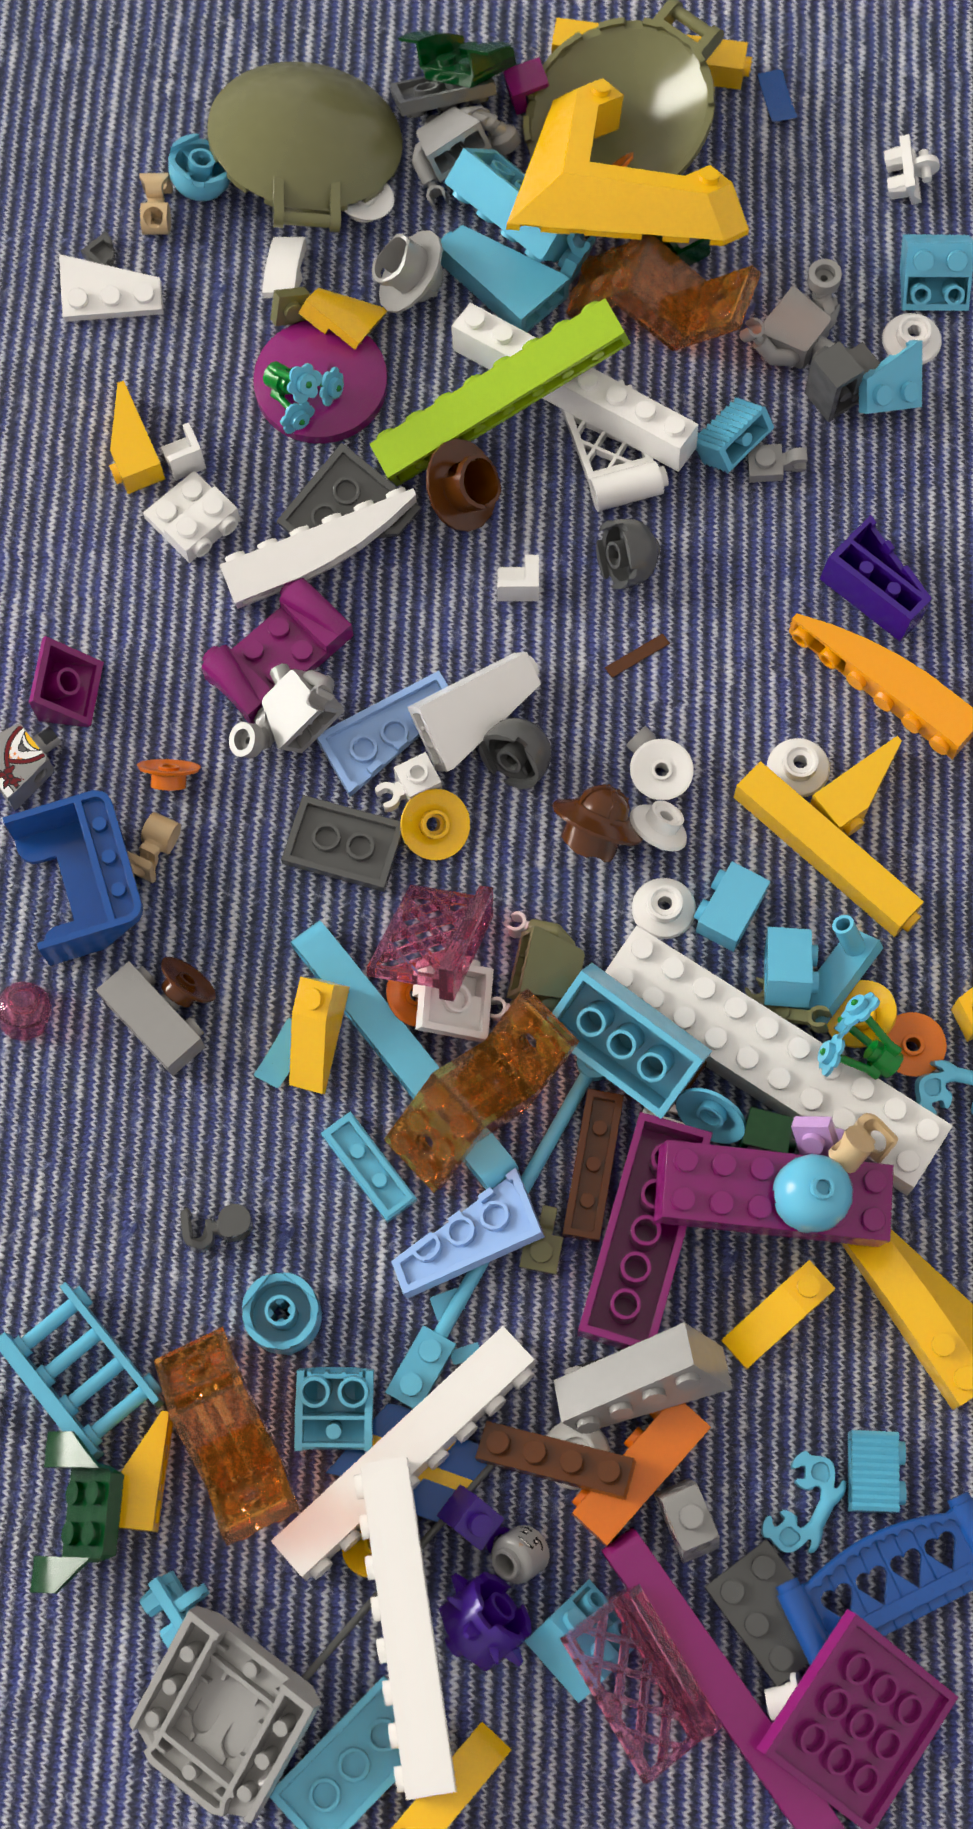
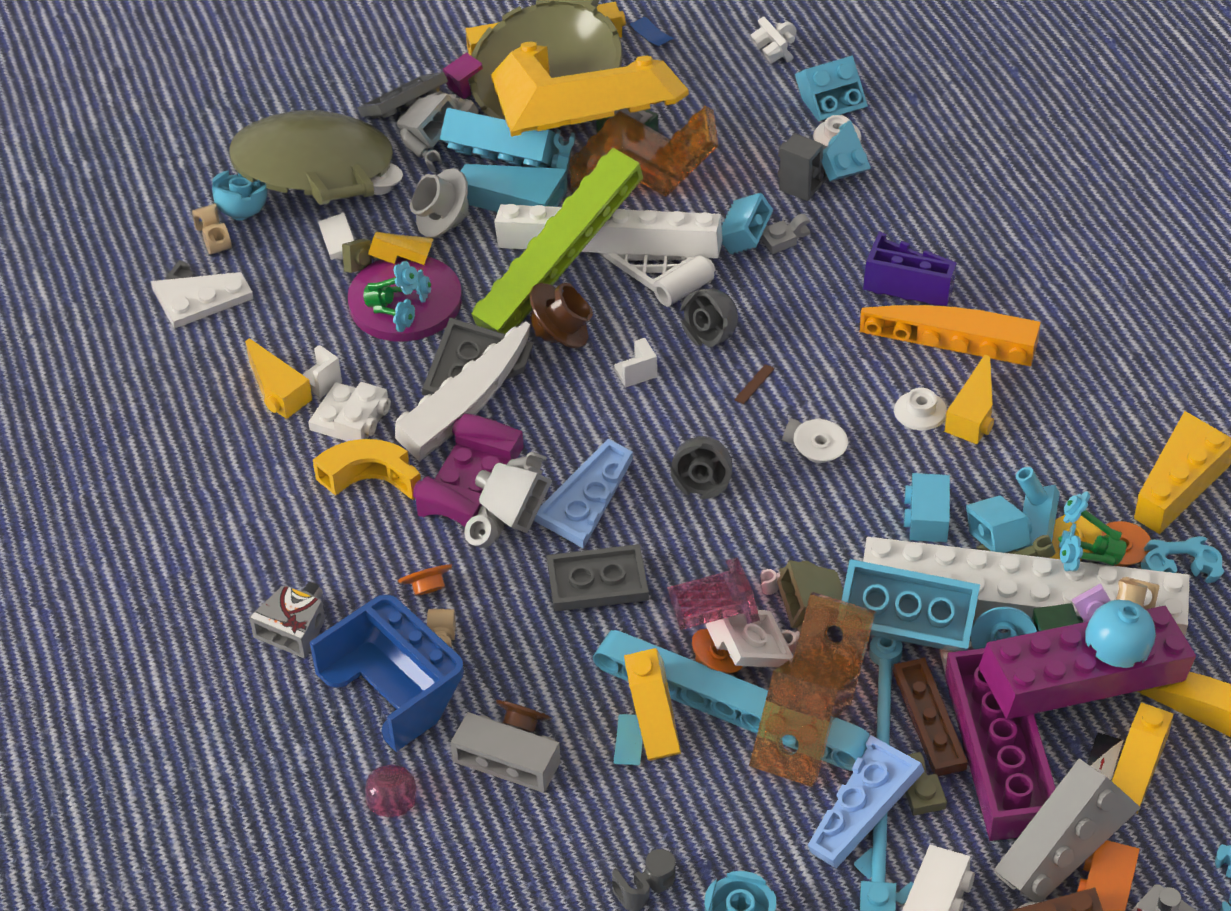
camera: 25 degrees left, 25 degrees down
(65, 685) = (306, 552): magenta slope -> none
(174, 587) = (362, 460): none -> yellow arch
(369, 1167) = (747, 790): medium azure tile -> none
(411, 779) = (632, 516): white brick -> none
(451, 828) = (671, 529): yellow dish -> none
(452, 61) = (393, 77): dark green piece -> none
(462, 713) = (647, 454): white slope -> none
(597, 822) = (794, 483): reddish brown helmet -> none
(660, 825) = (842, 471): white piece -> none
(660, 922) = (873, 524): white piece -> none
(746, 1291) = (1105, 754): none -> sticker
(797, 324) = (751, 147): light grey torso -> none
(829, 850) = (977, 445): yellow brick -> none

